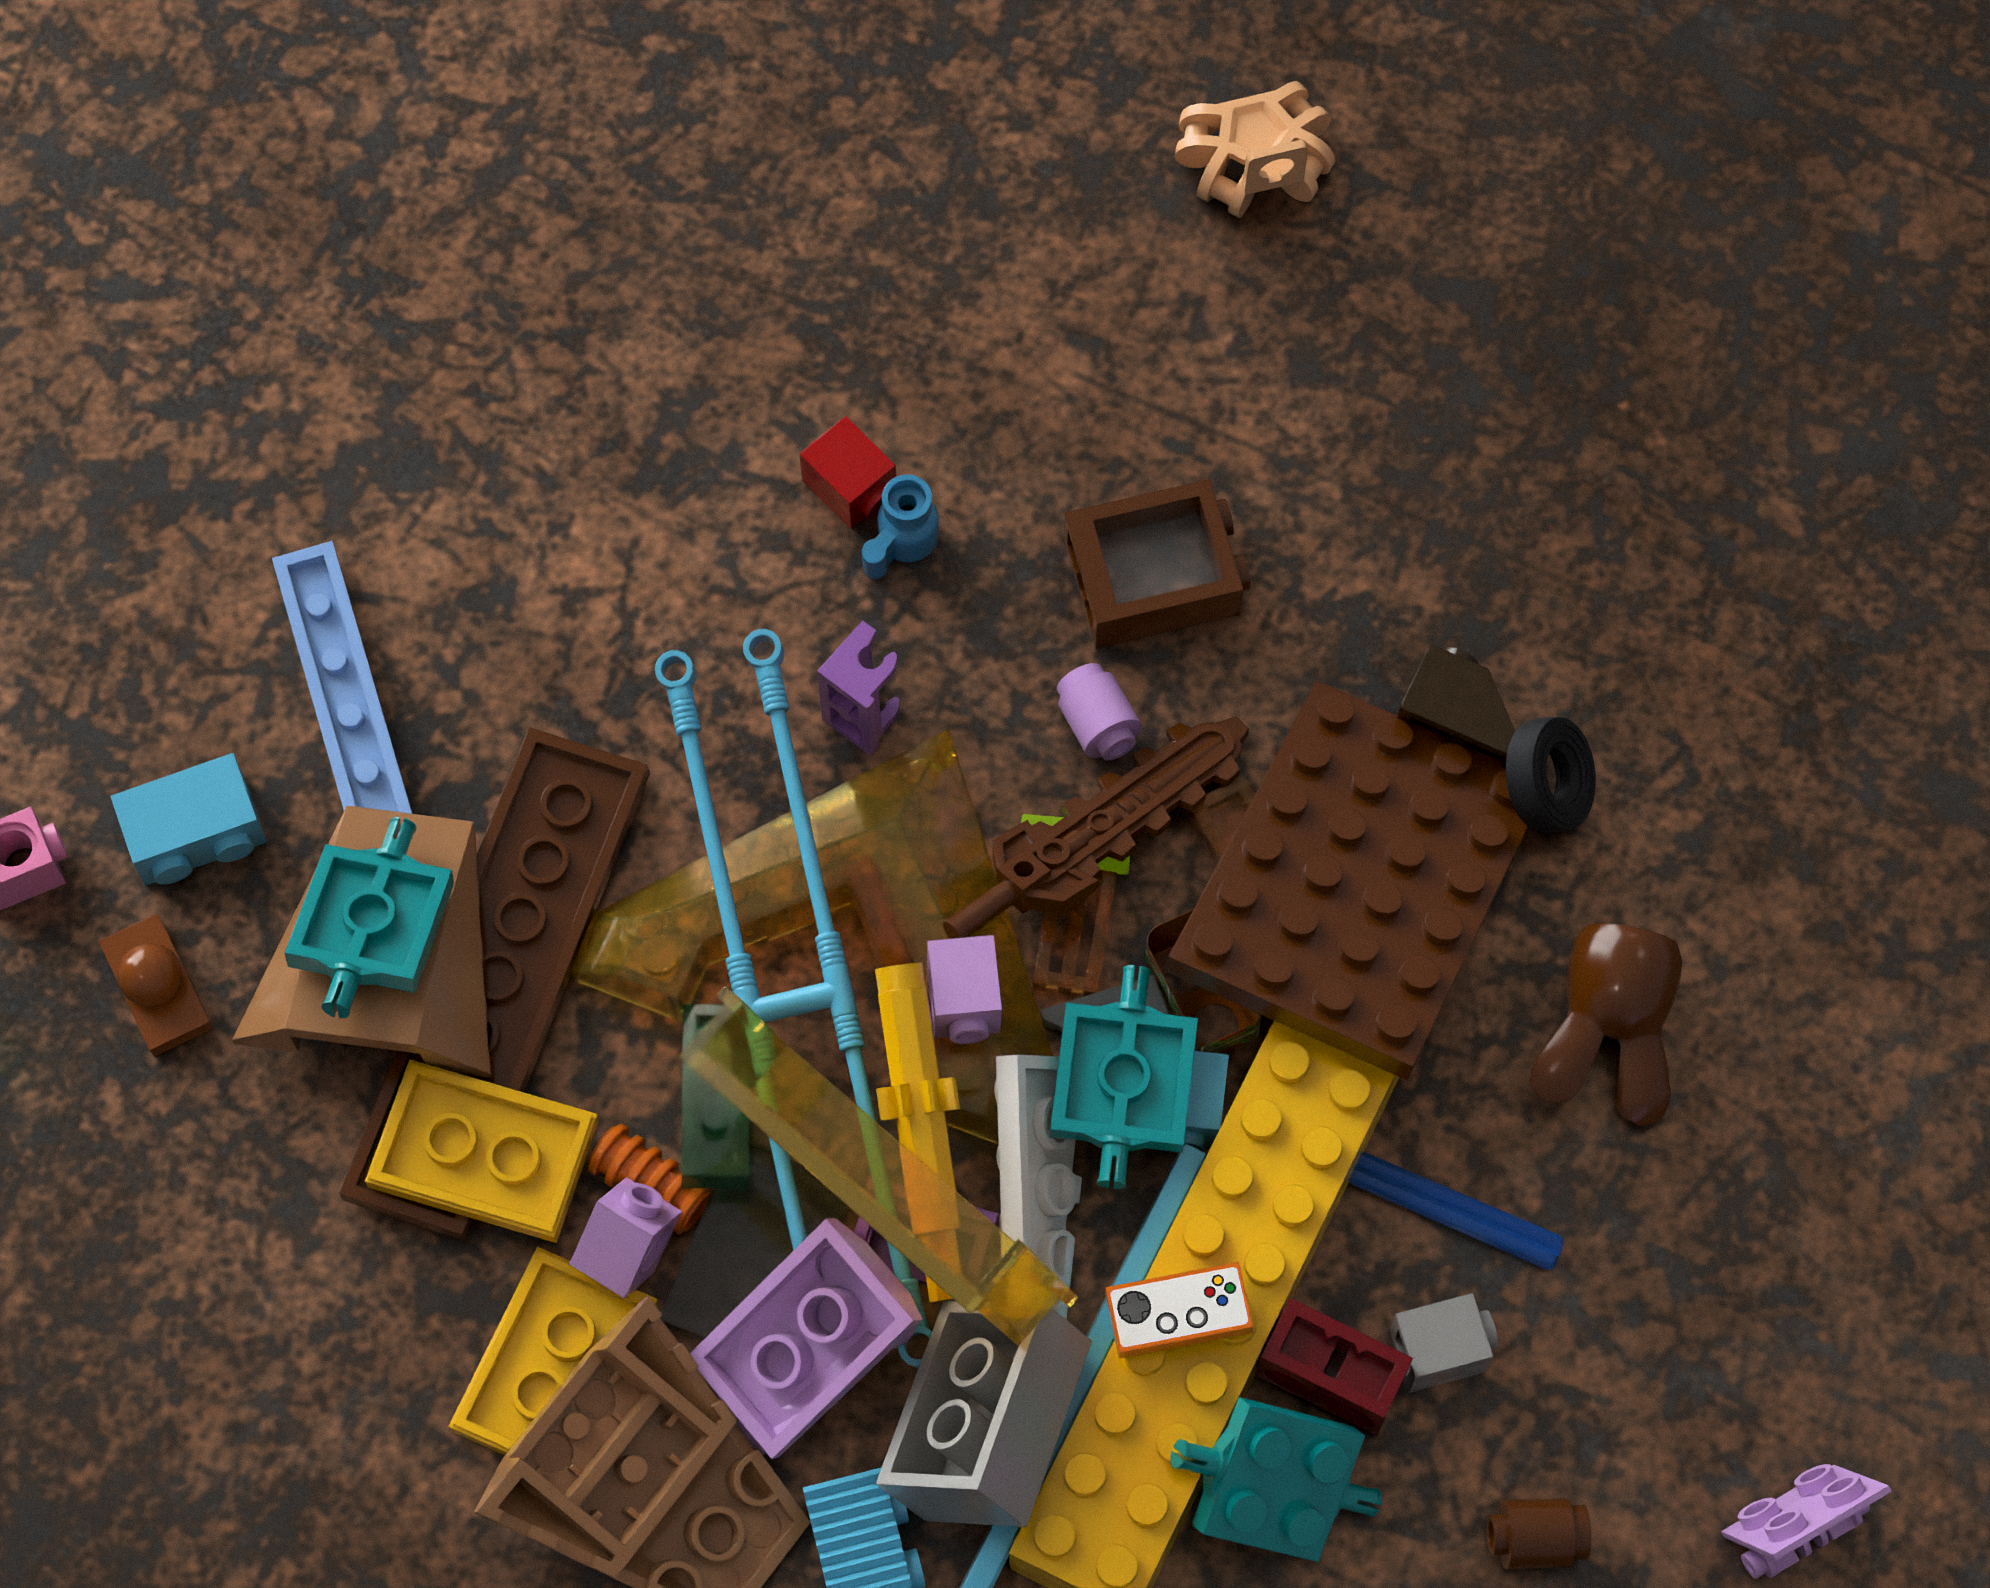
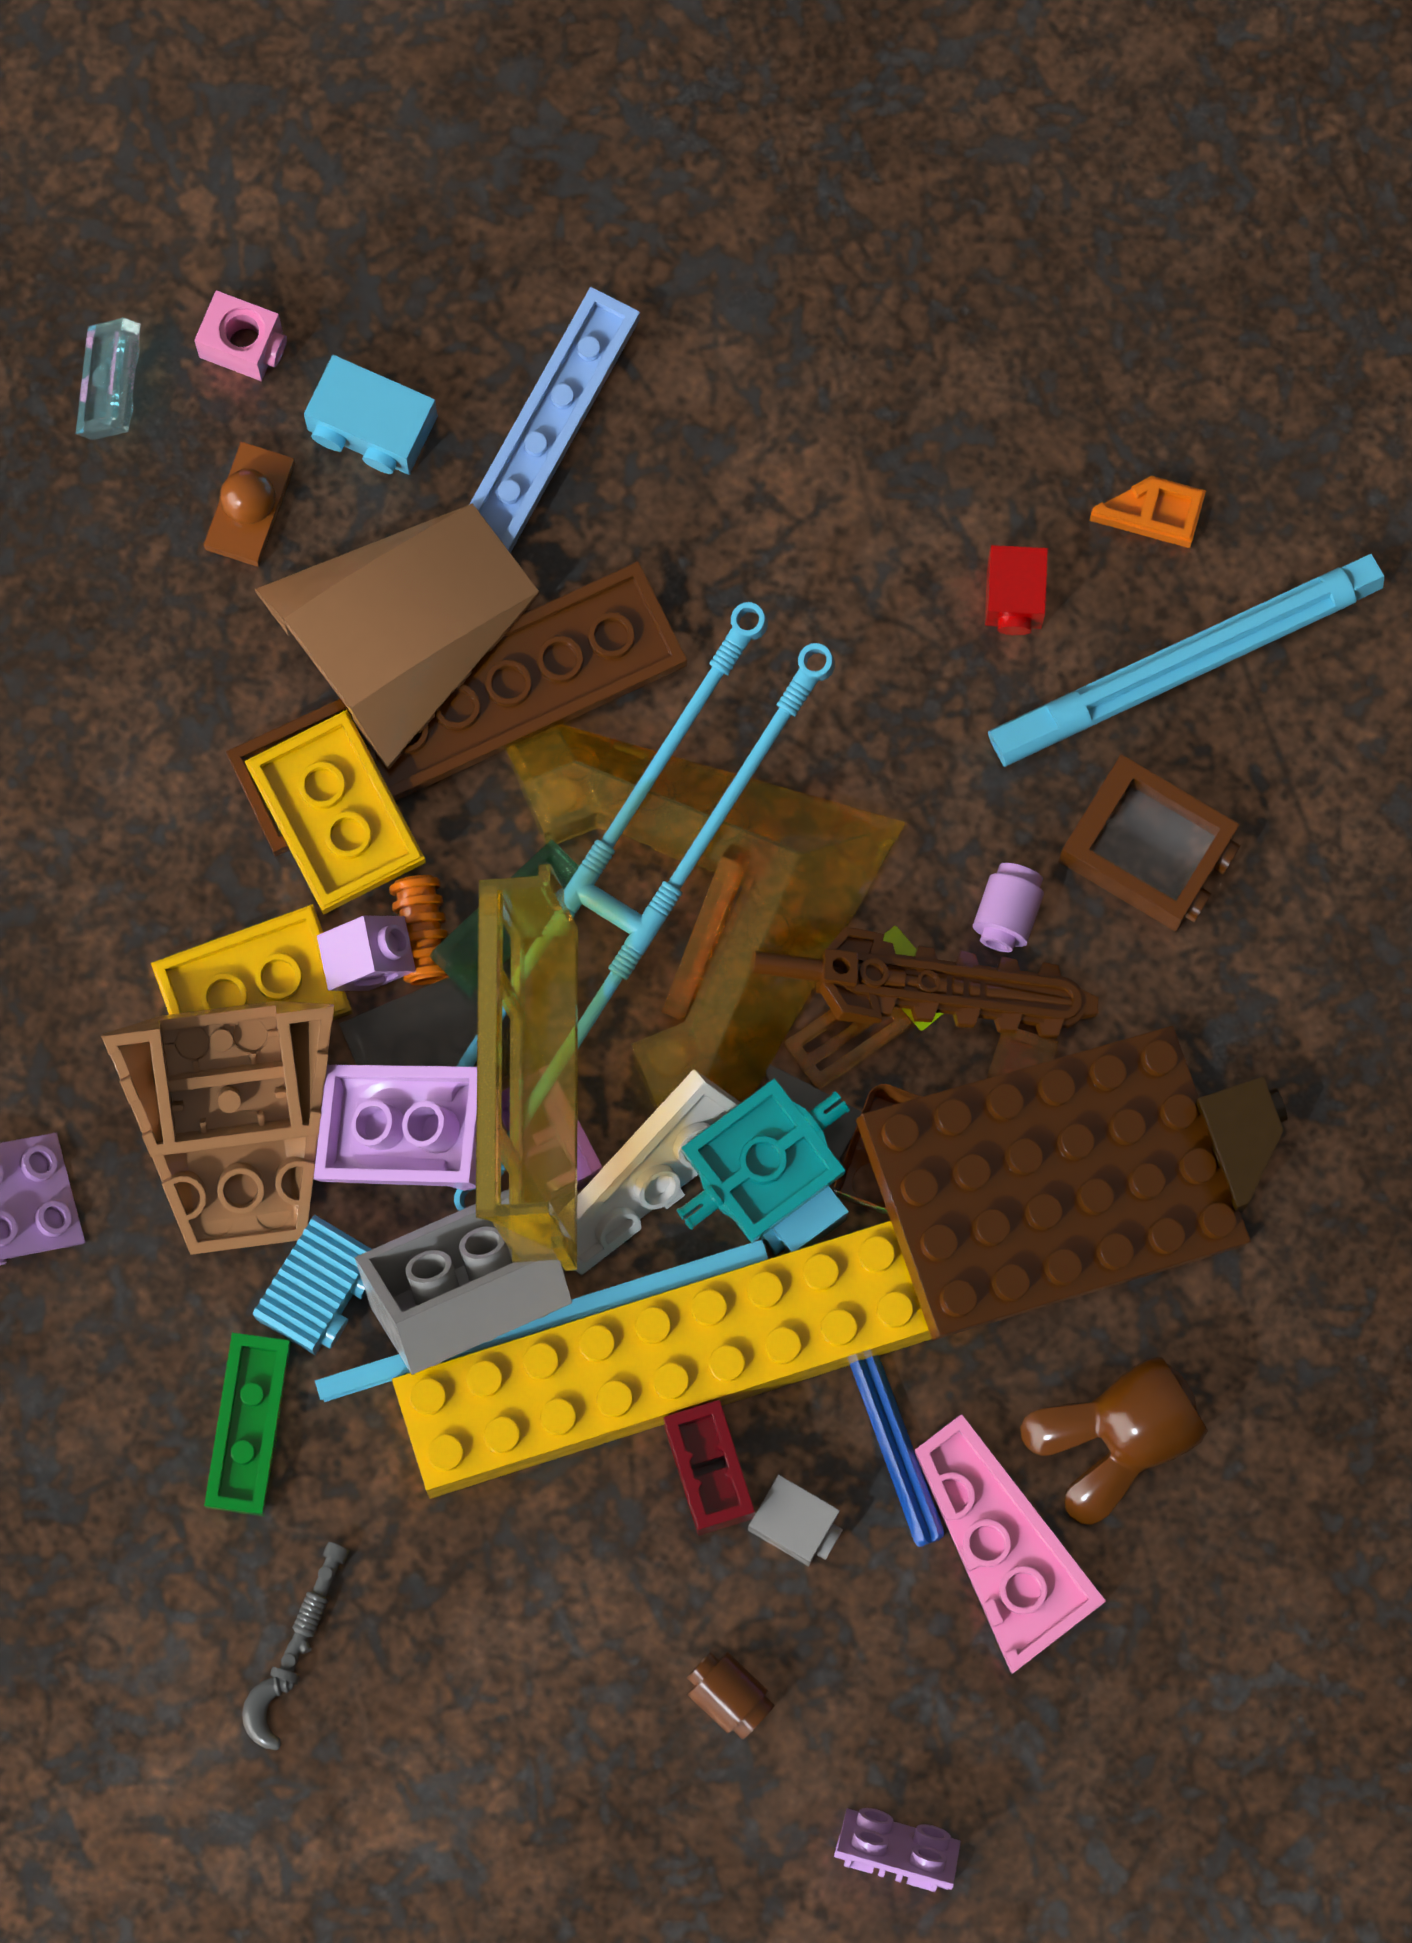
camera: 45 degrees right, 10 degrees up
(369, 918) = (401, 597): teal plate -> none
(852, 688) = (862, 736): medium lavender hinge -> none
(892, 325) = (1154, 510): none -> orange tile
(904, 526) = (1016, 661): dark azure piece -> none
(916, 1091) = (622, 1042): yellow piece -> none
(964, 988) = (718, 1006): lavender brick -> none
(1032, 412) = (1185, 660): none -> medium azure piece
(1179, 1310) = (640, 1338): tile -> none
(1277, 1479) = (599, 1499): teal plate -> none
(1528, 776) = (1232, 1220): black tyre -> none
(1632, 1198) = (1010, 1554): none -> bright pink wing

